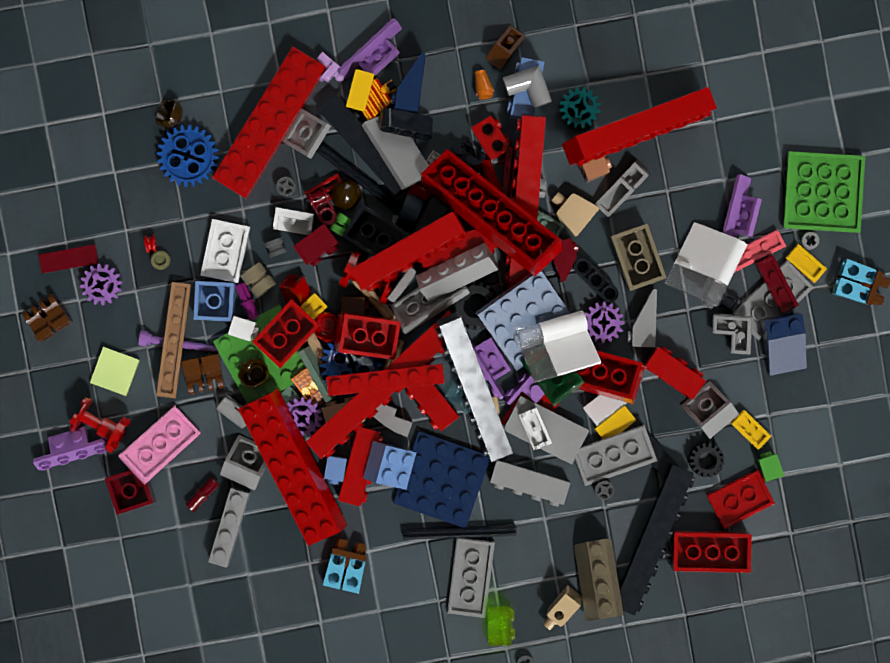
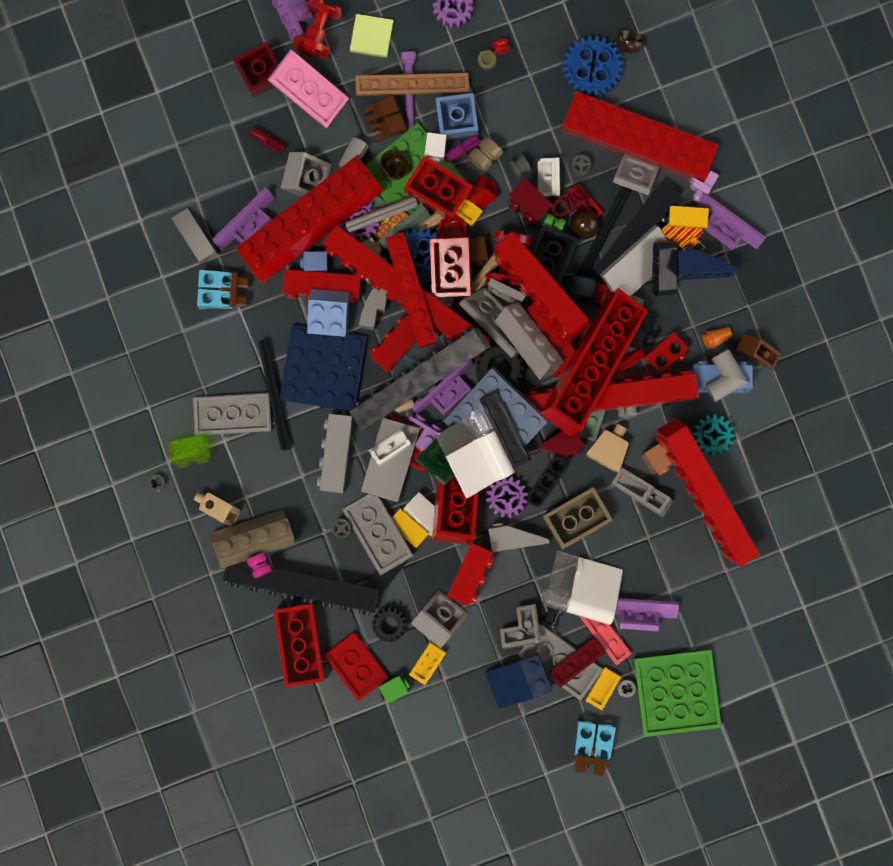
camera: 85 degrees right, 5 degrees down
(225, 251) = (507, 119): white plate -> none
(229, 527) = (240, 171): light grey brick -> none
(283, 529) = (246, 222): none -> medium lavender bracket
(286, 584) = (194, 236): none -> light grey slope
(301, 394) = (381, 214): none -> light grey axle
(539, 312) = (505, 429): none -> black tile
(632, 576) = (261, 569): none -> dark pink wheel

